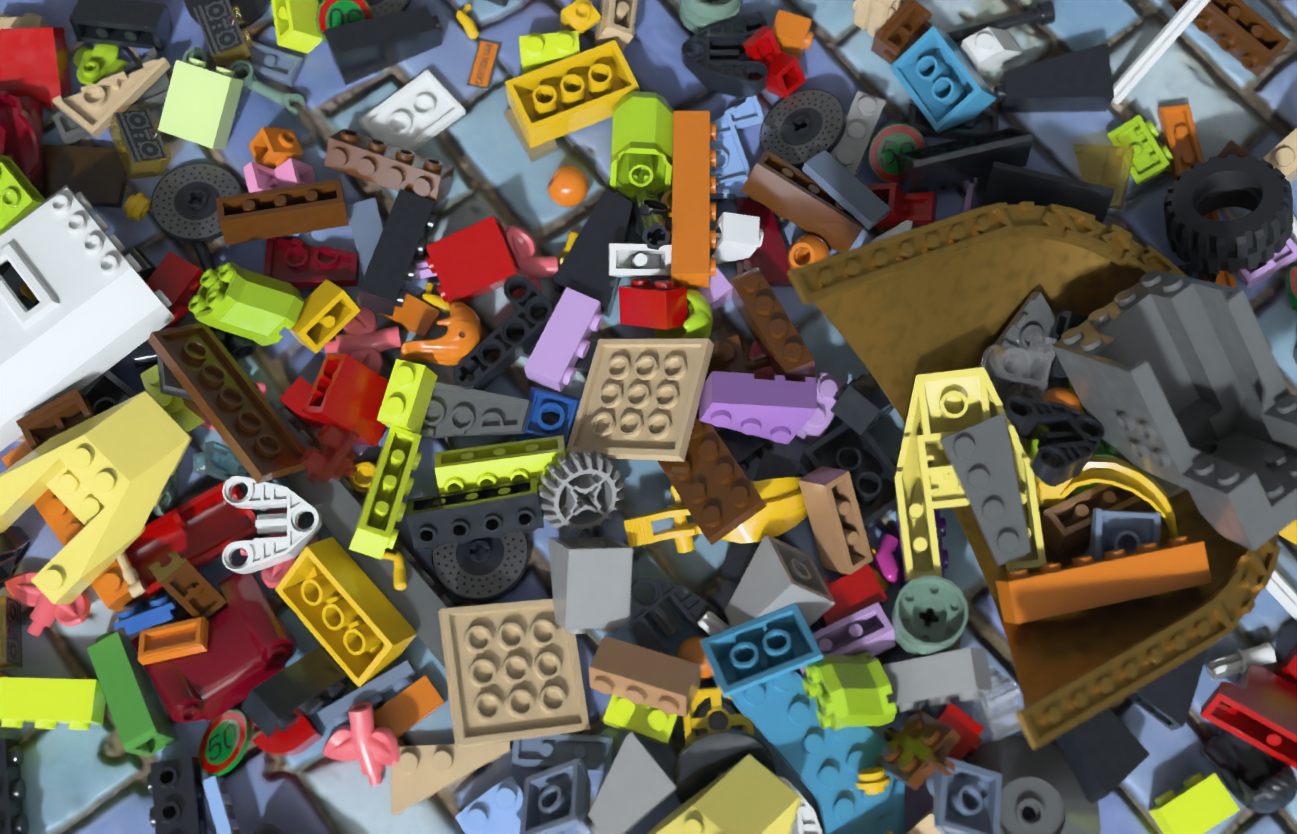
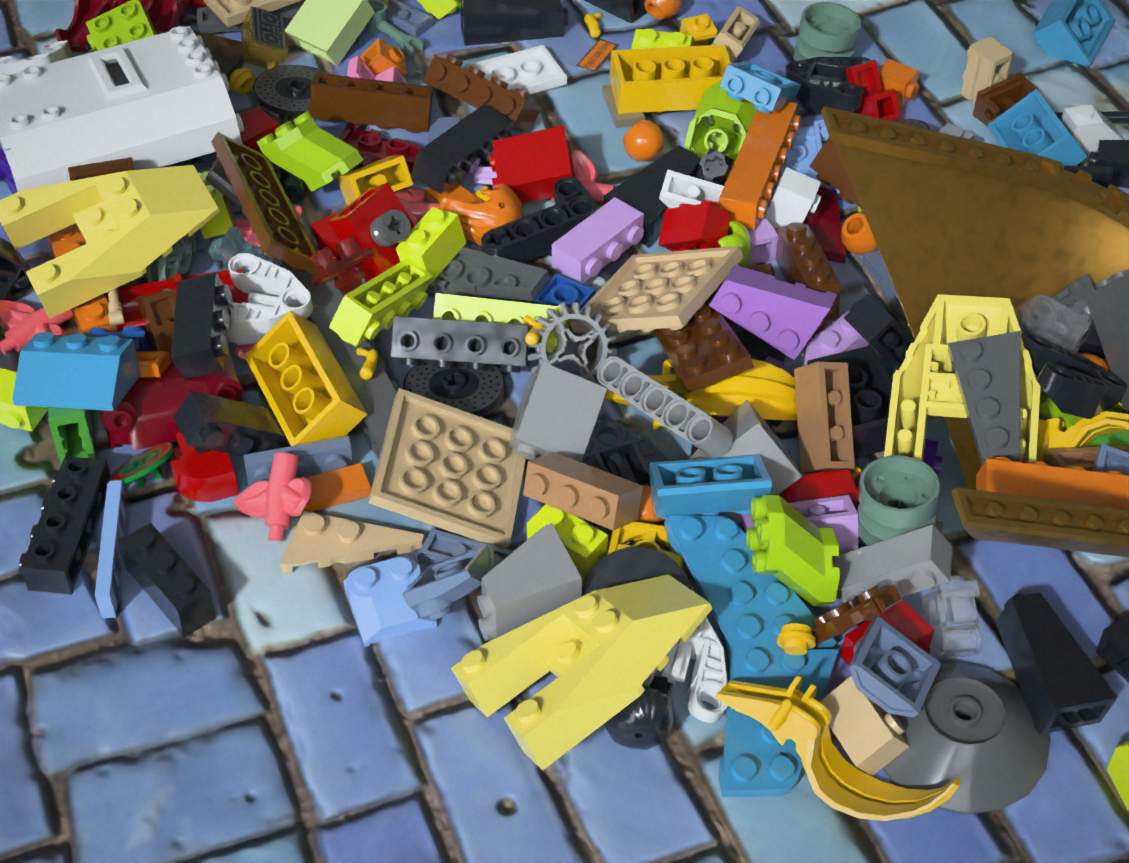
camera: 15 degrees right, 25 degrees down
(128, 686) = (75, 371): none -> dark azure slope
(227, 589) = (201, 326): none -> black brick
(357, 404) = (389, 235): none -> dark grey wheel
(545, 504) = (532, 336): none -> yellow piece
(670, 107) = (758, 85): none -> dark azure plate
(710, 572) = (665, 406): none -> light grey beam

